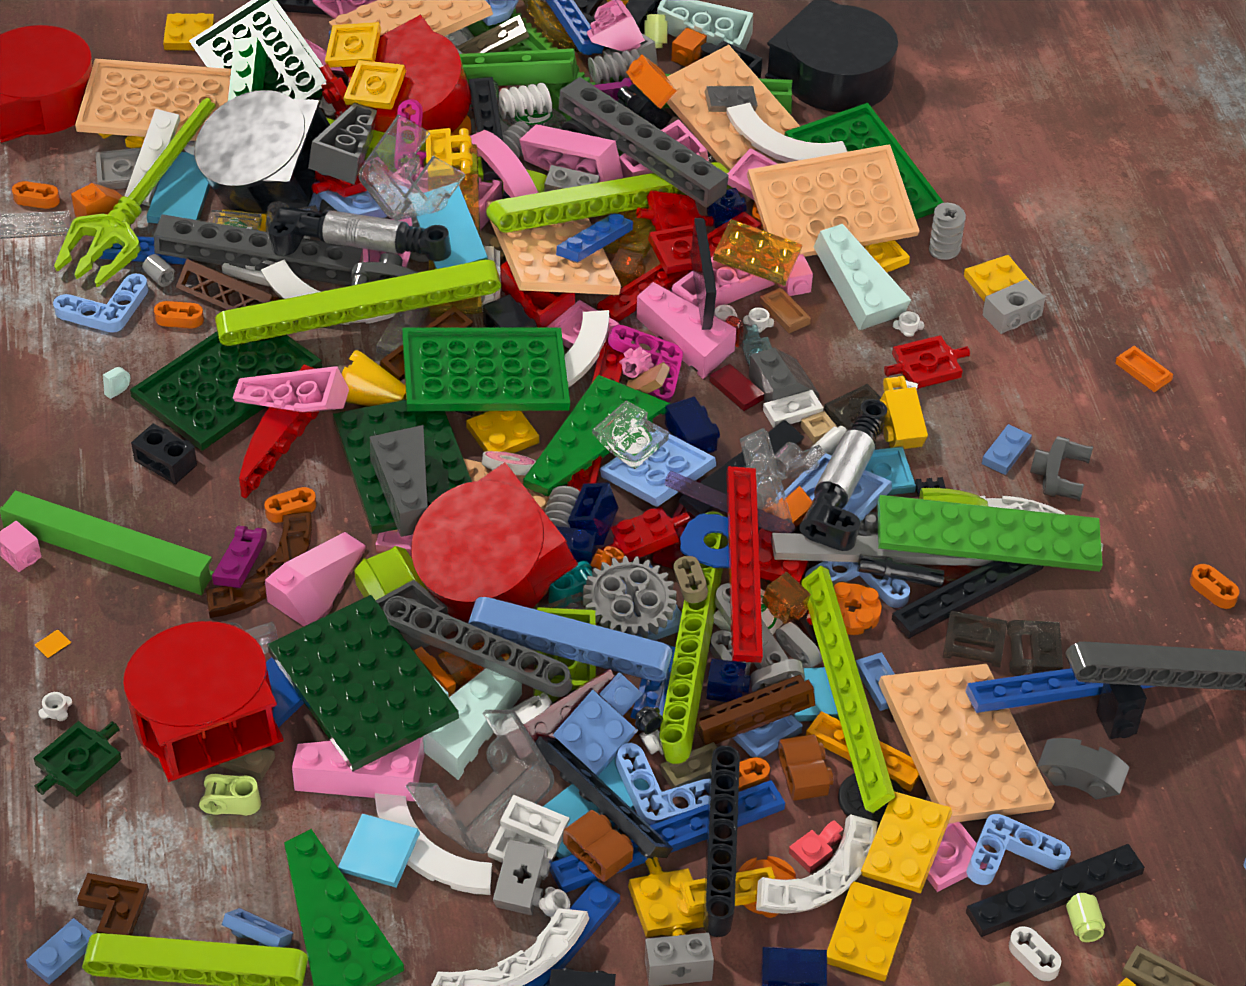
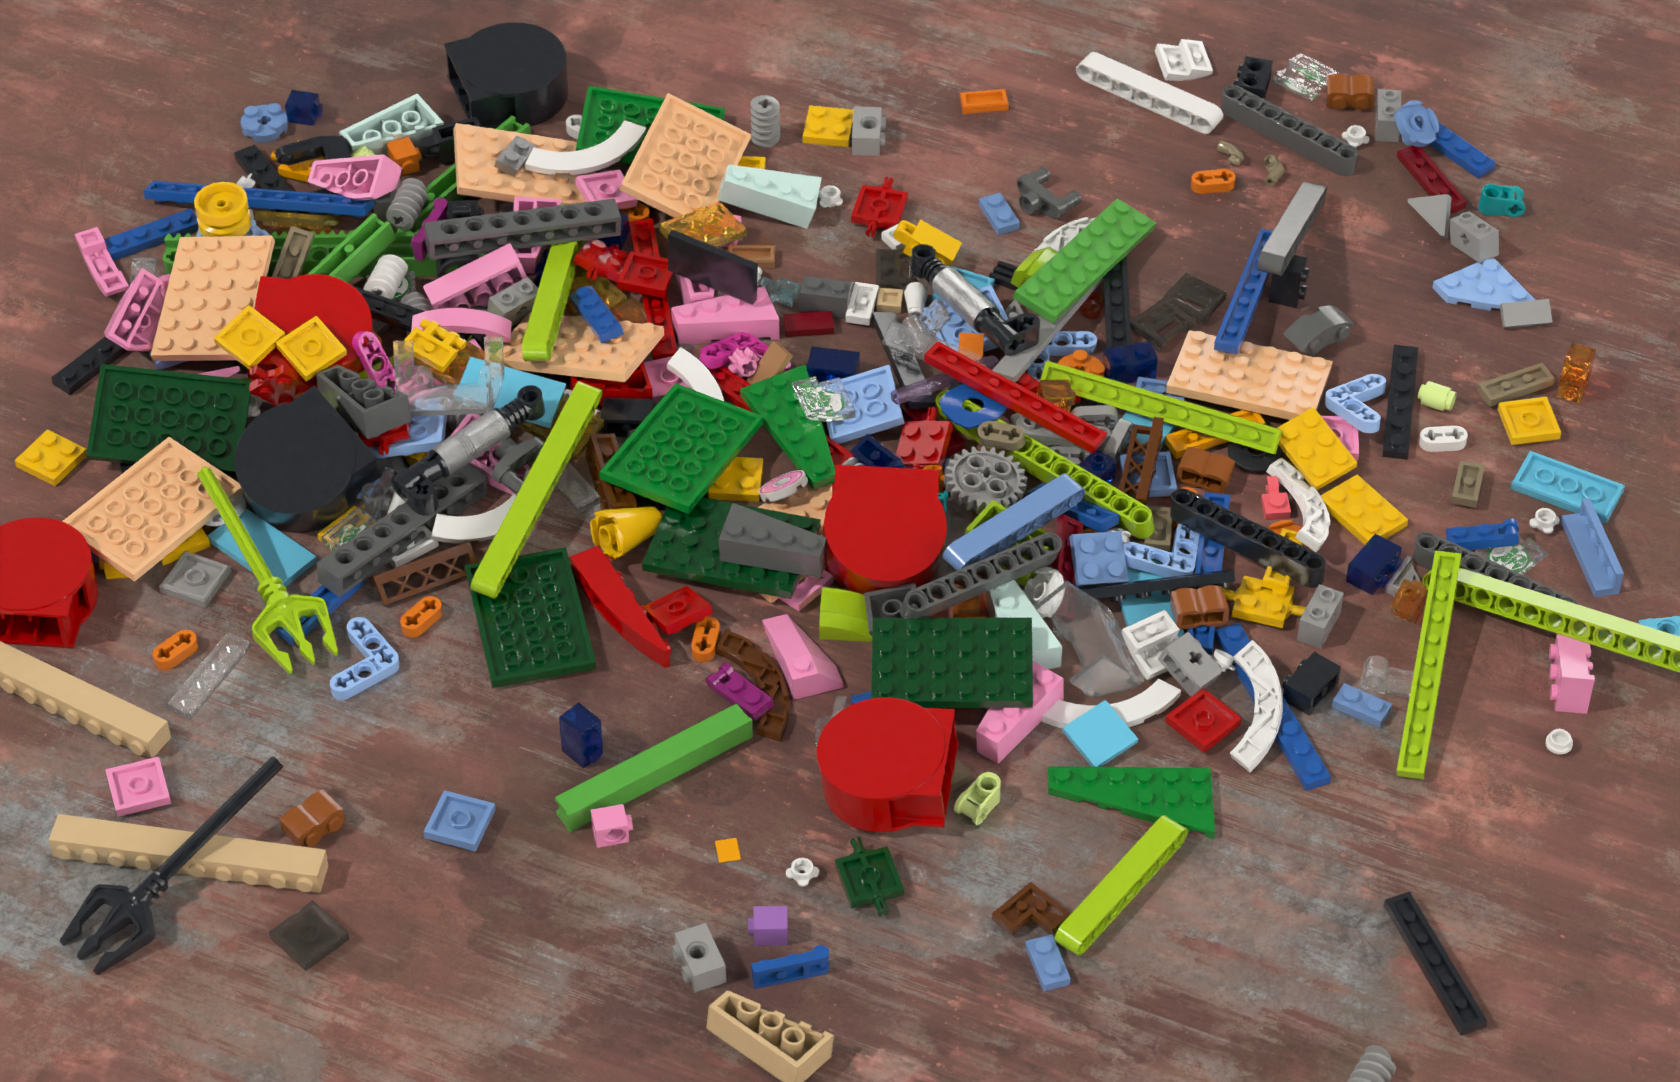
camera: 55 degrees left, 0 degrees up
(94, 200) = (234, 613): orange slope -> none
(98, 472) = (581, 735): none -> clear blue brick
(115, 382) = (471, 689): light aqua tile -> none
(159, 135) = (218, 544): white plate -> none
(159, 270) = (357, 605): light grey piece -> none
(164, 453) = (589, 687): black brick -> none
(247, 67) = (183, 428): brick -> none
(251, 926) = (1127, 832): medium blue plate -> none
(295, 391) = (613, 566): bright pink wedge -> none
(302, 466) = (678, 610): none -> red plate
(463, 927) = (1203, 720): none -> red plate
(621, 694) = (1084, 521): medium blue plate -> none
(648, 719) = (1119, 519): black plate -> none
(651, 81) = (461, 187): orange slope -> none
(893, 636) = (1130, 362): none -> clear blue brick
(907, 572) = (1071, 329): black pin -> none

